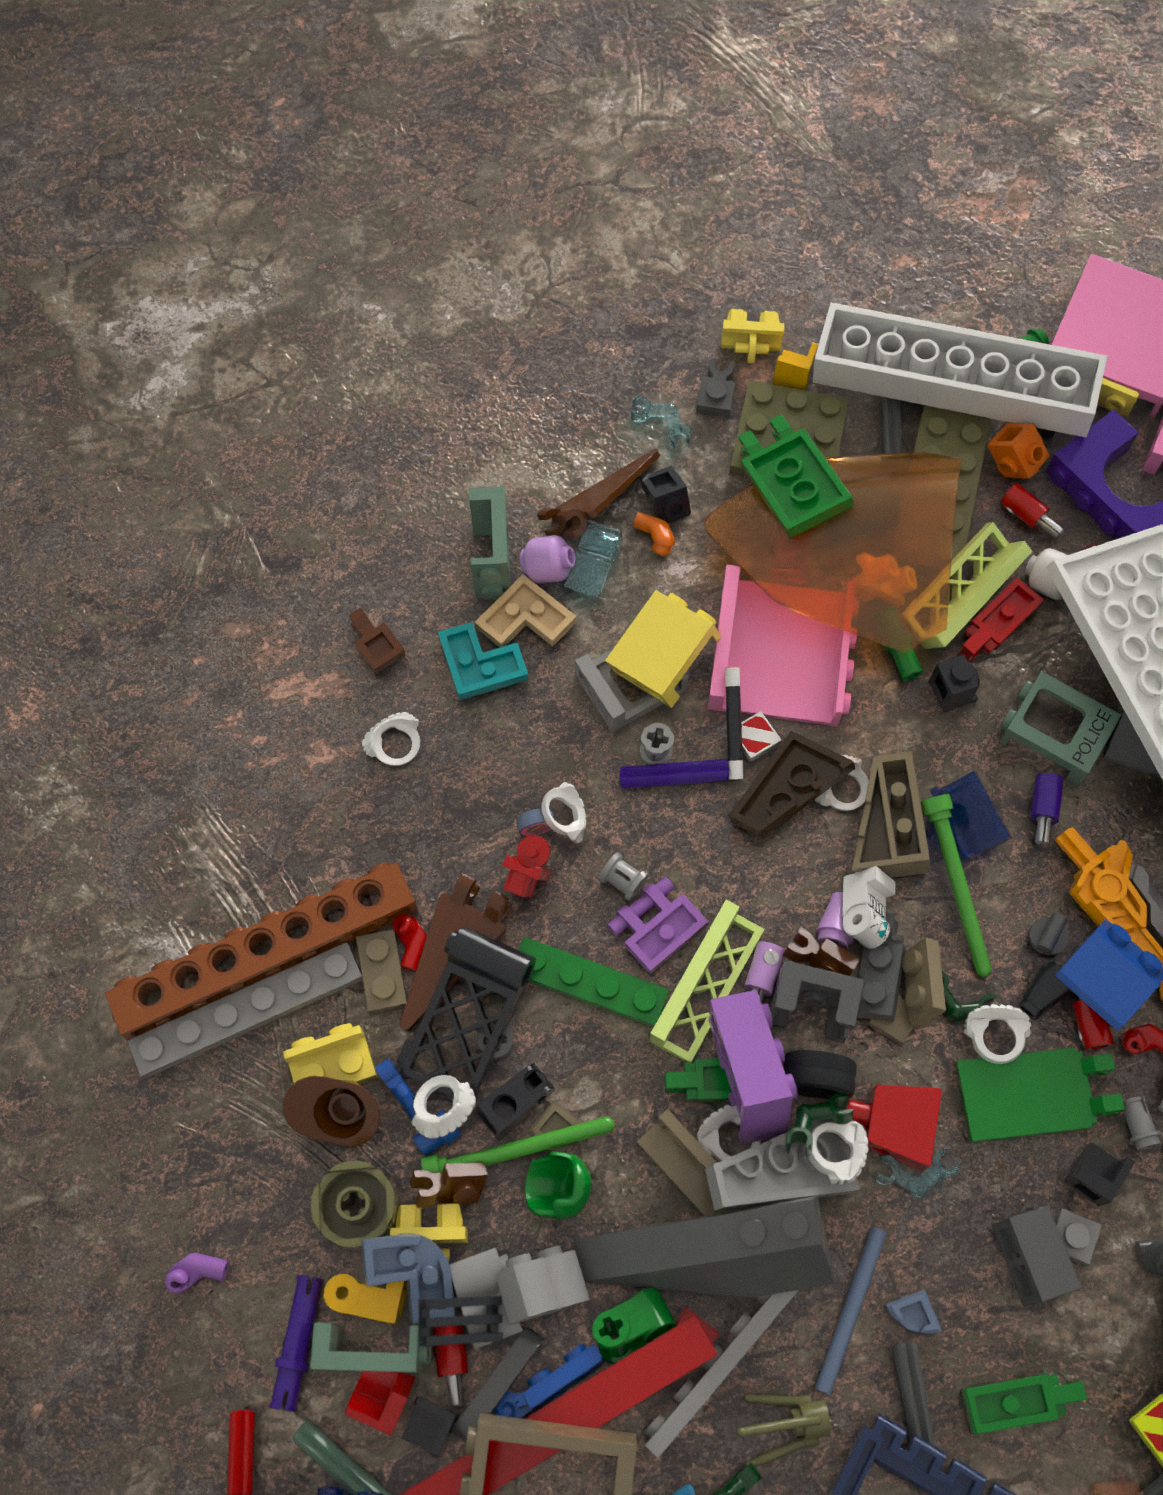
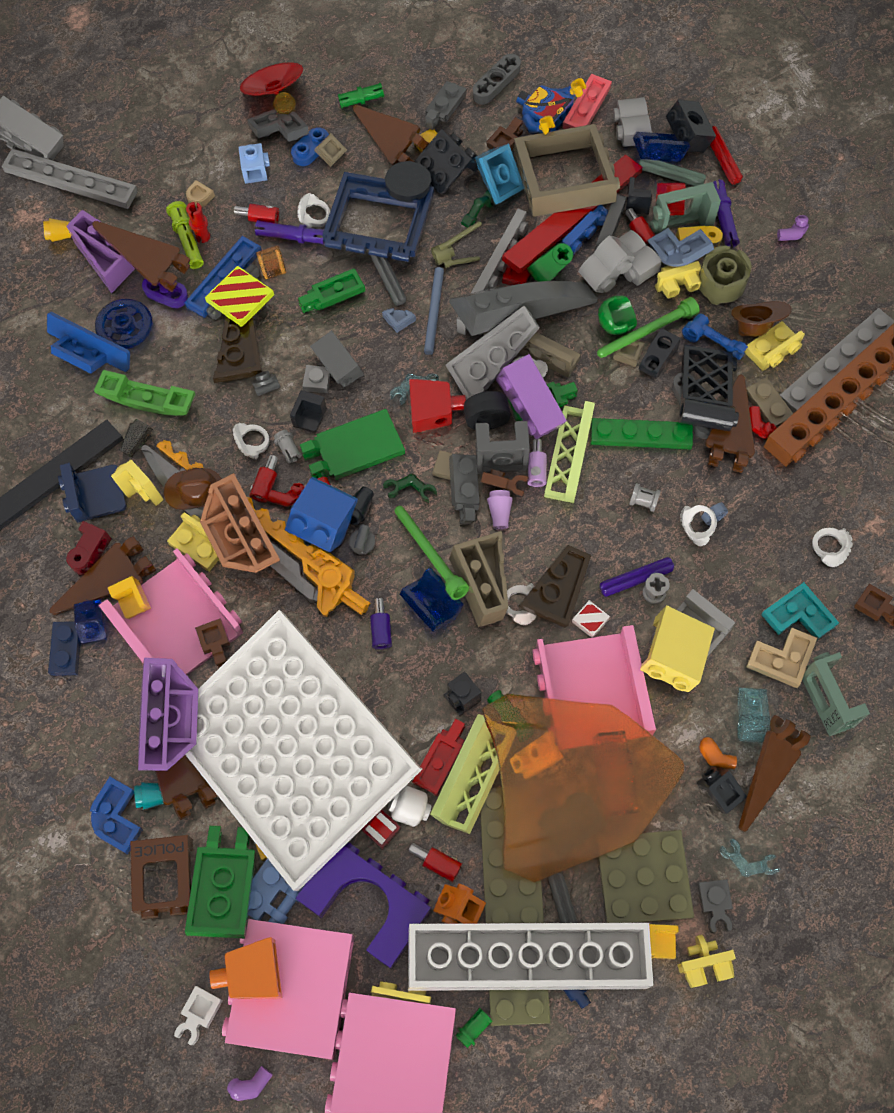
camera: 165 degrees right, 0 degrees up
(434, 1126) = (702, 323): white piece -> none
(454, 1185) = (672, 300): reddish brown plate -> none
(491, 1319) = (643, 224): black tile -> none
(527, 866) = (708, 474): red hips -> none
(547, 559) = (787, 699): lavender head -> none
(663, 934) = (606, 470): medium lavender plate -> none
(734, 725) = (609, 615): black bar -> none
(794, 478) = (632, 806): green tile -> none
(807, 1113) = (489, 382): dark green arm -> none
(846, 1170) = (458, 384): white piece -> none
(866, 906) = (485, 513): white leg -> none
(924, 982) = (435, 474): dark tan plate -> none
(979, 1020) = (374, 476): white piece -> none
(1088, 740) = (361, 673): sand green window -> none

